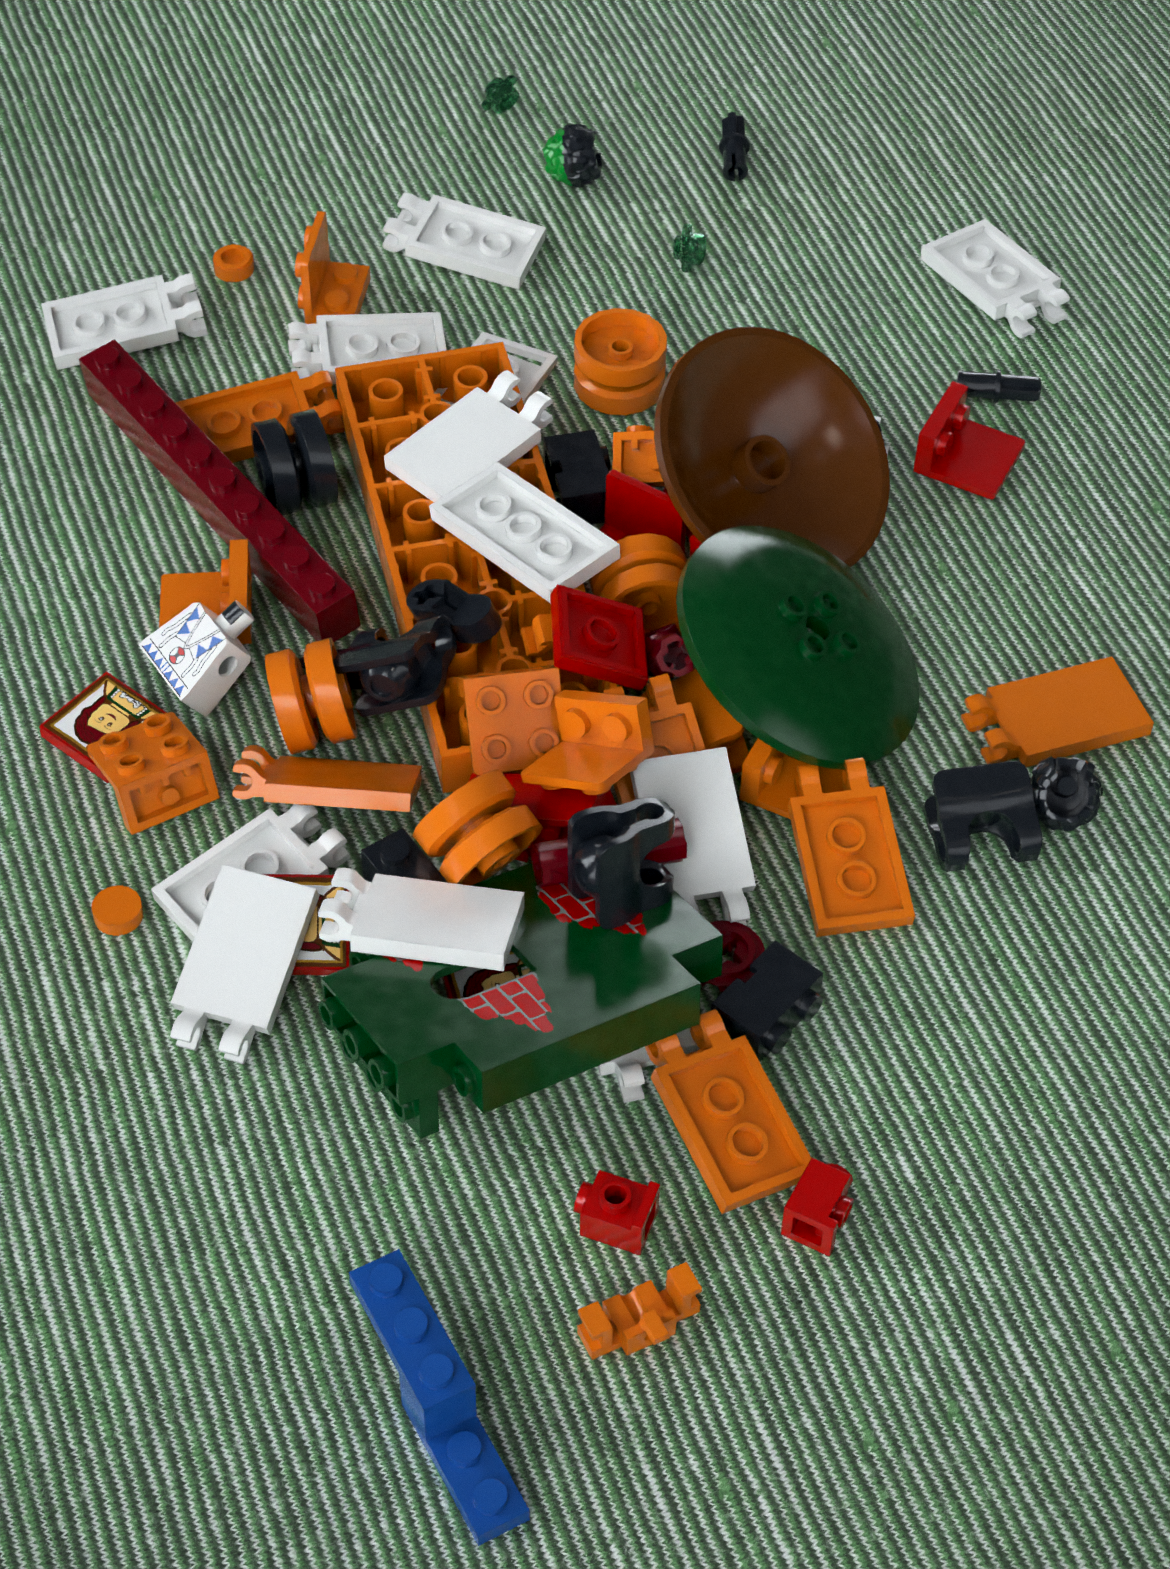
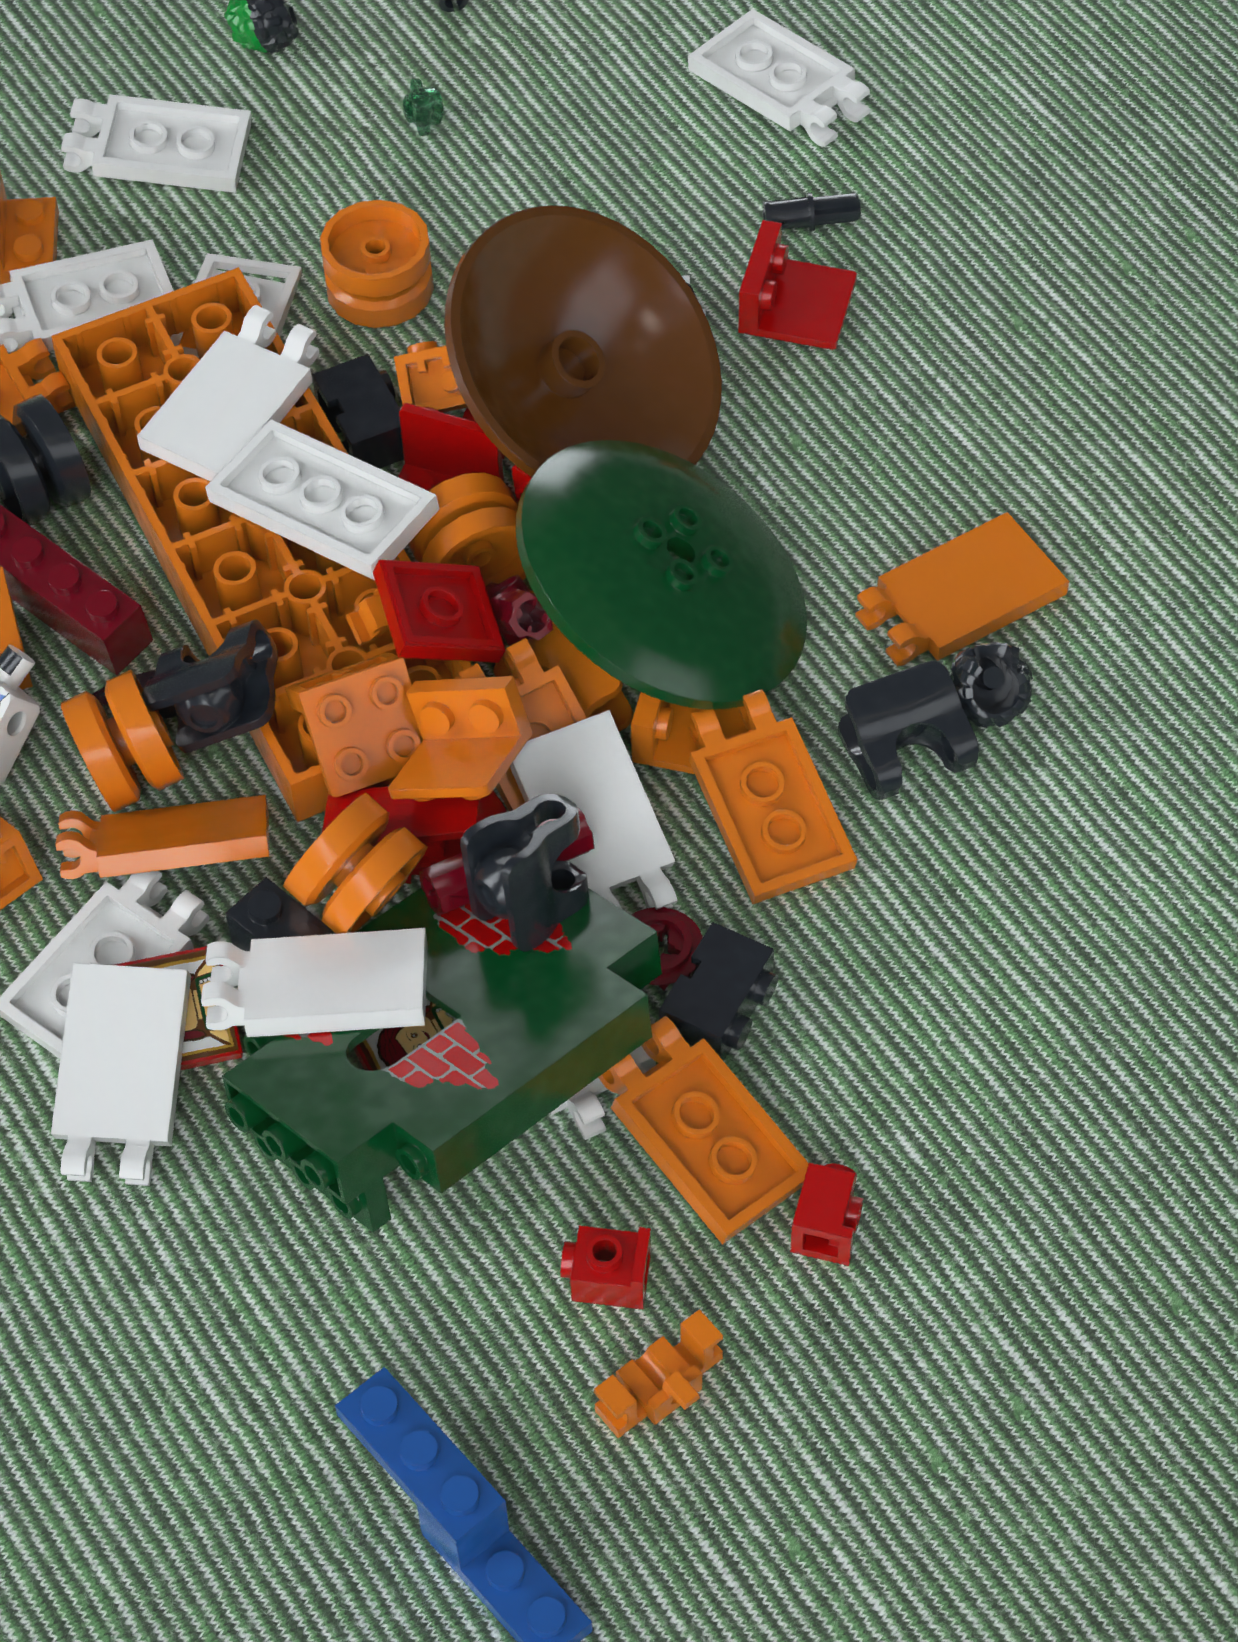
camera: 10 degrees left, 5 degrees up
(469, 615) = (284, 610): black piece -> none

